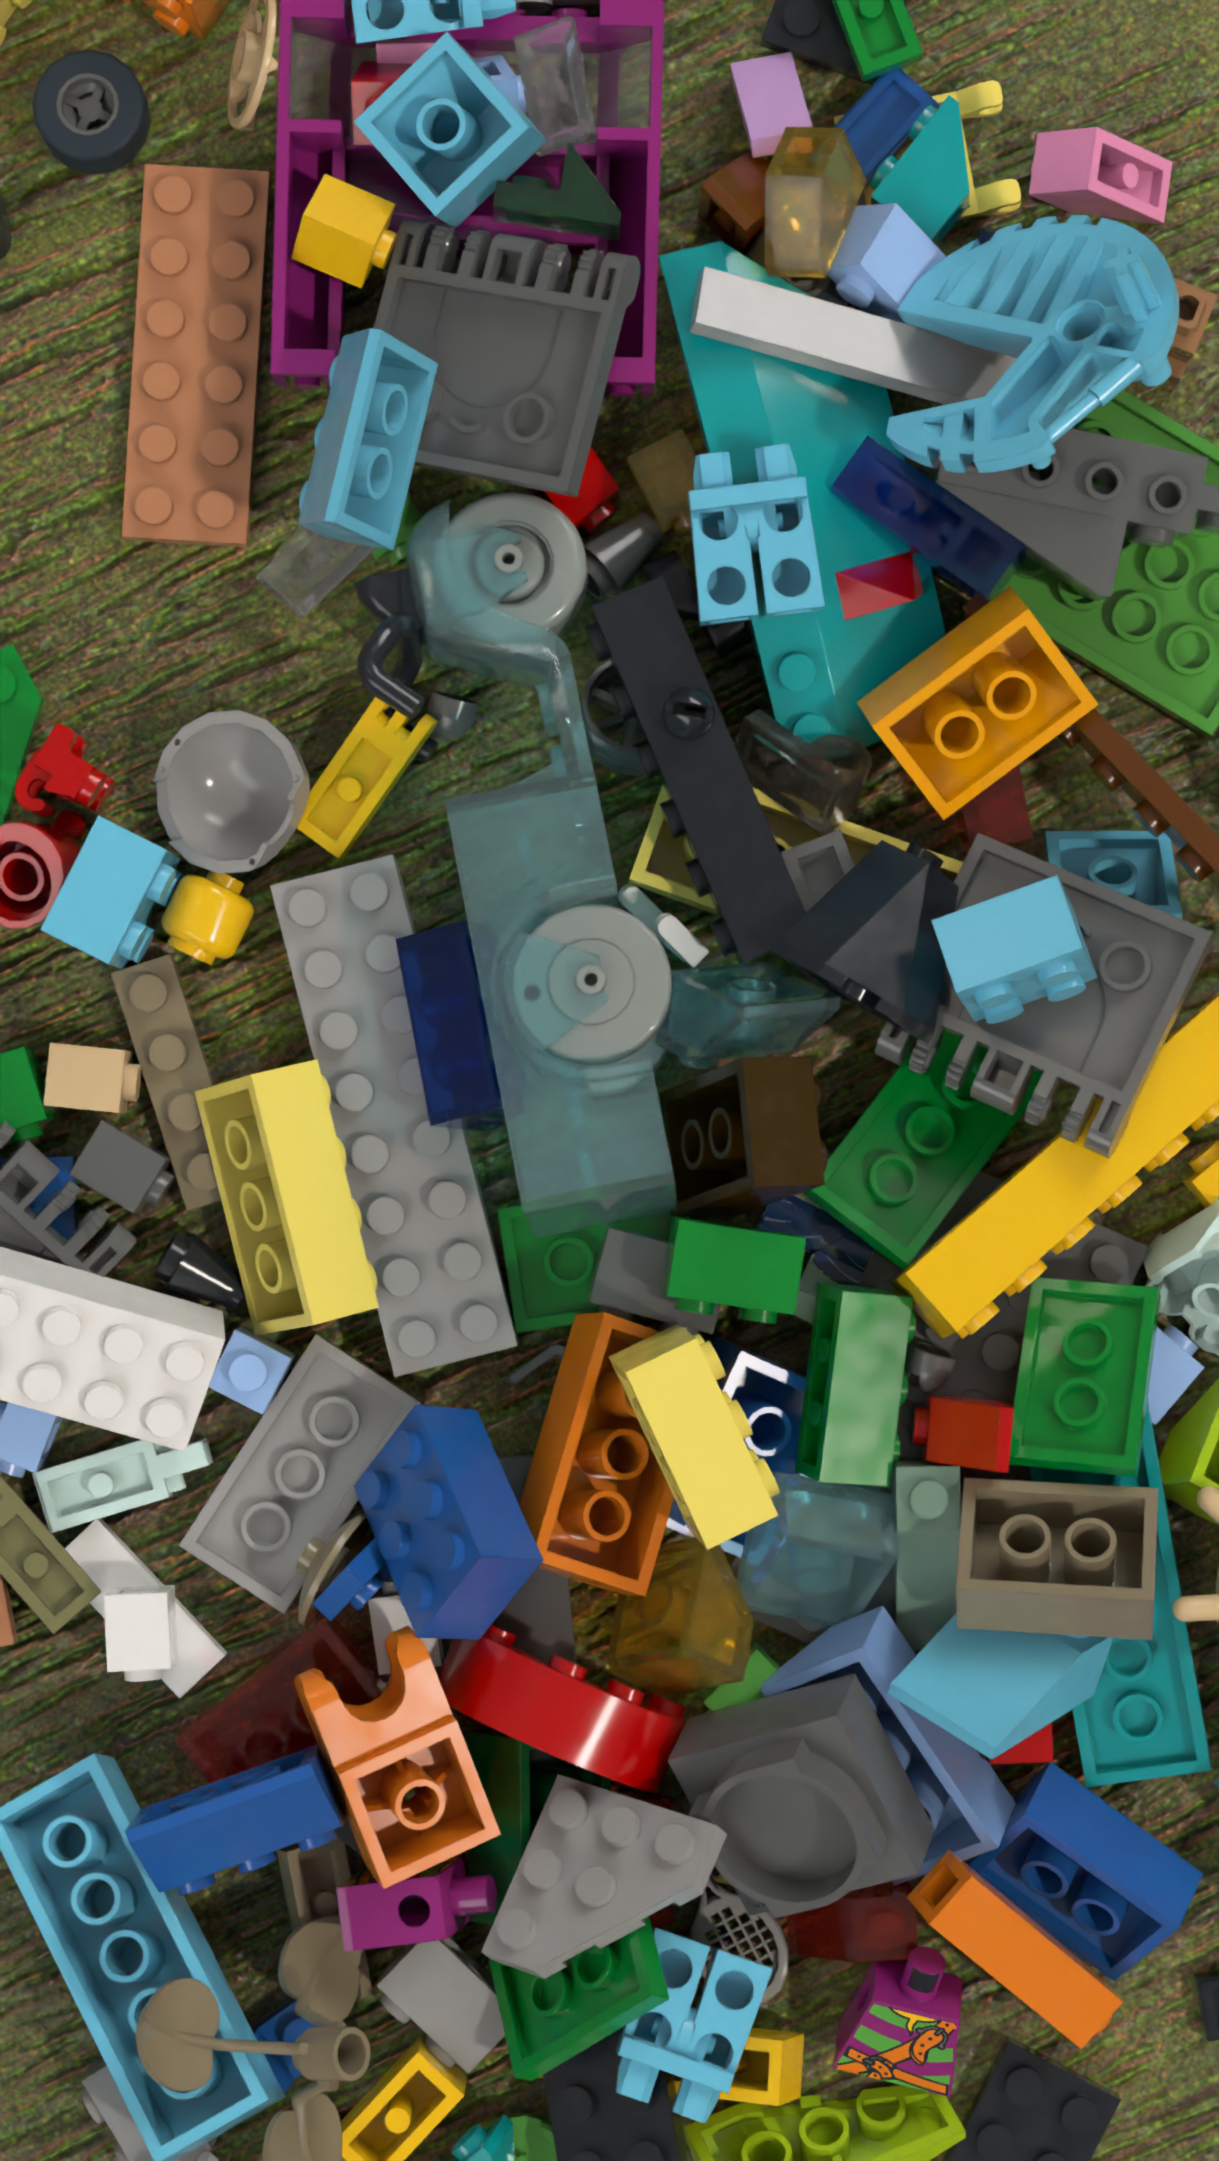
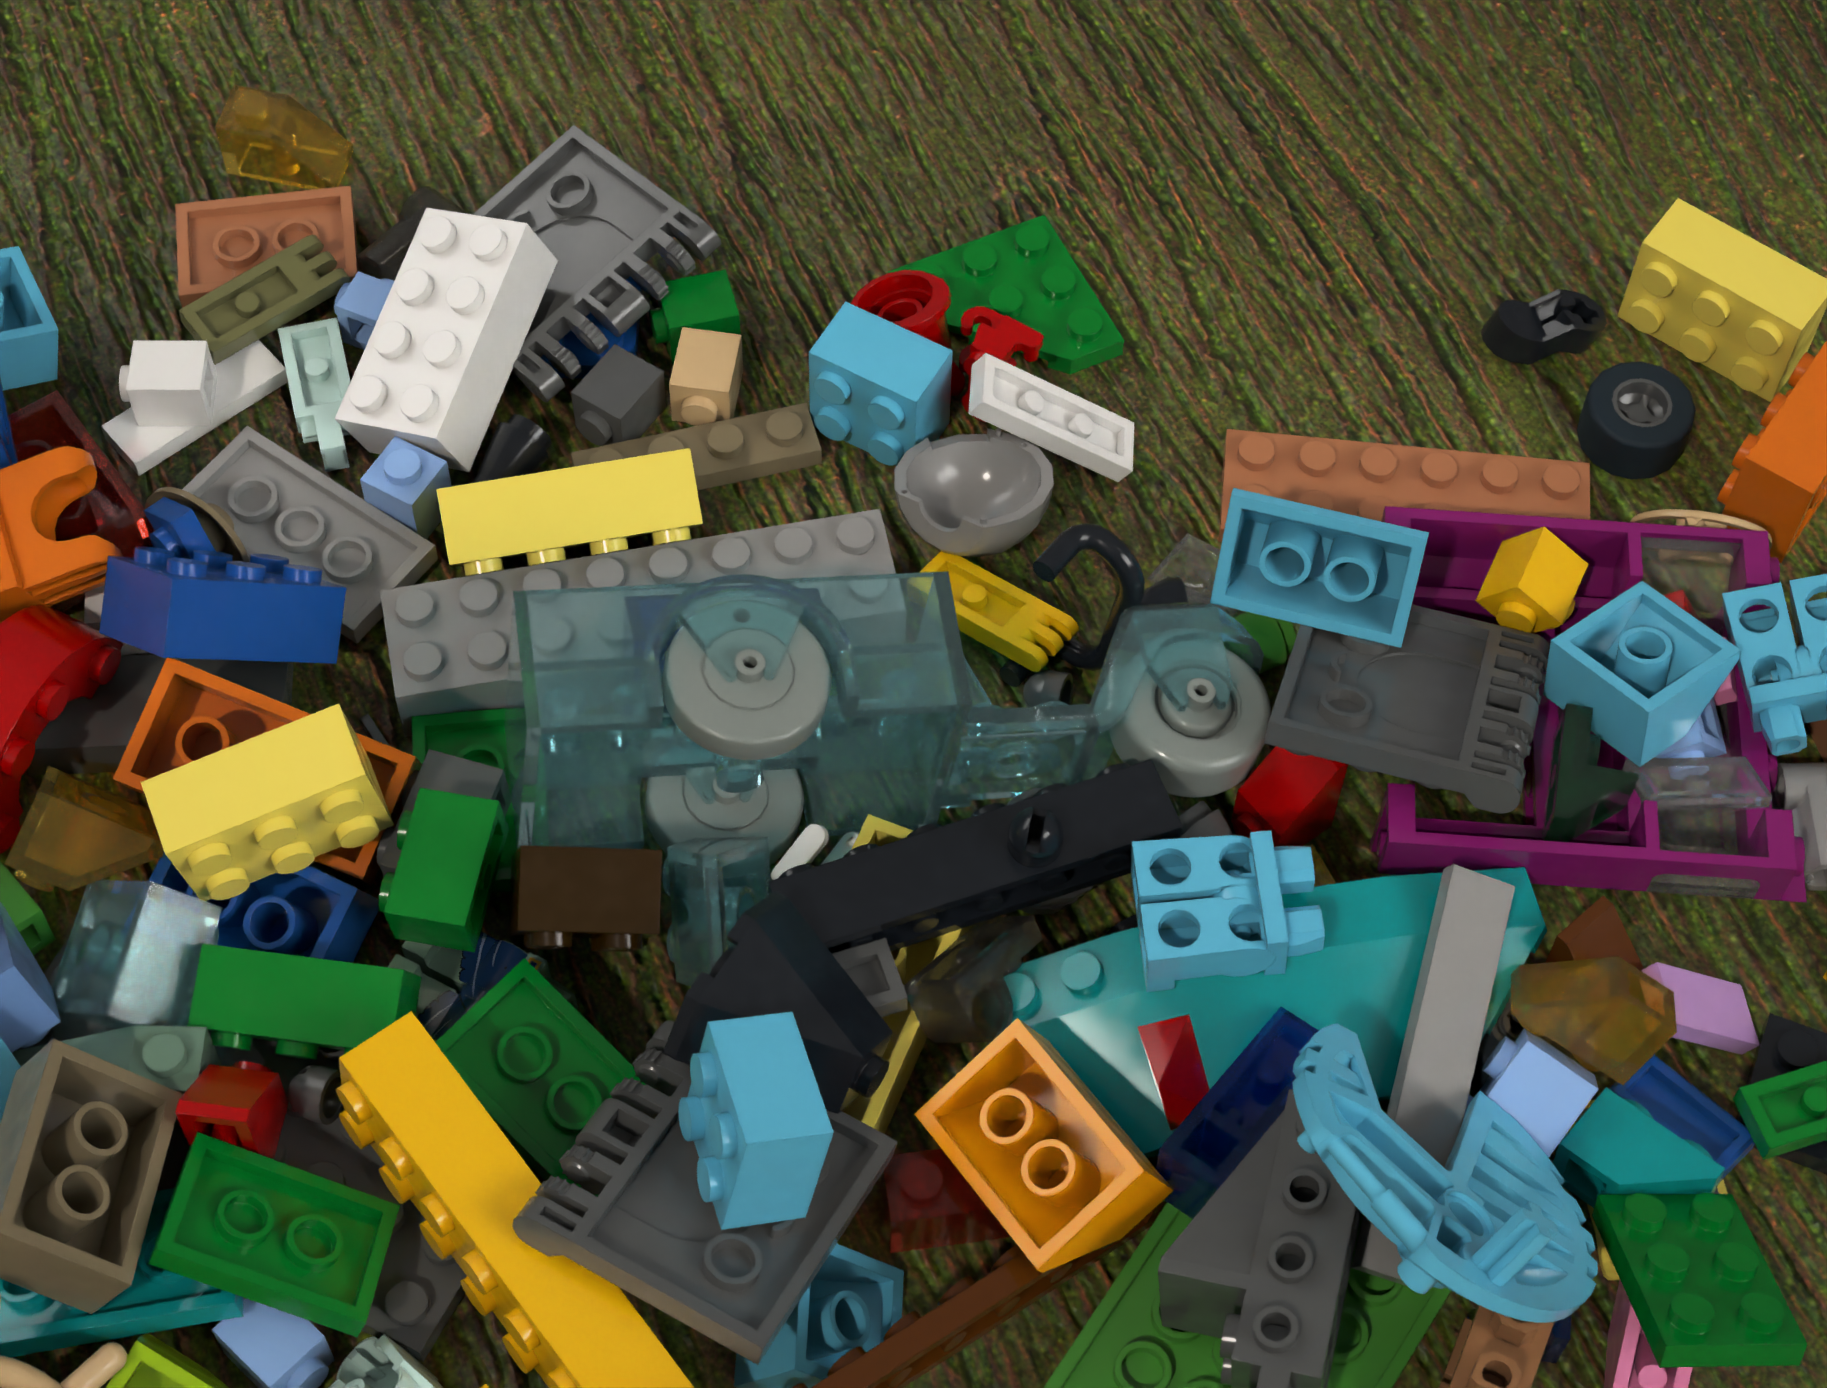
camera: 90 degrees right, 30 degrees down
(141, 715) = (1051, 417): none -> white plate
(207, 916) = (853, 472): yellow head -> none
(1058, 129) = (1698, 1281): none -> green plate

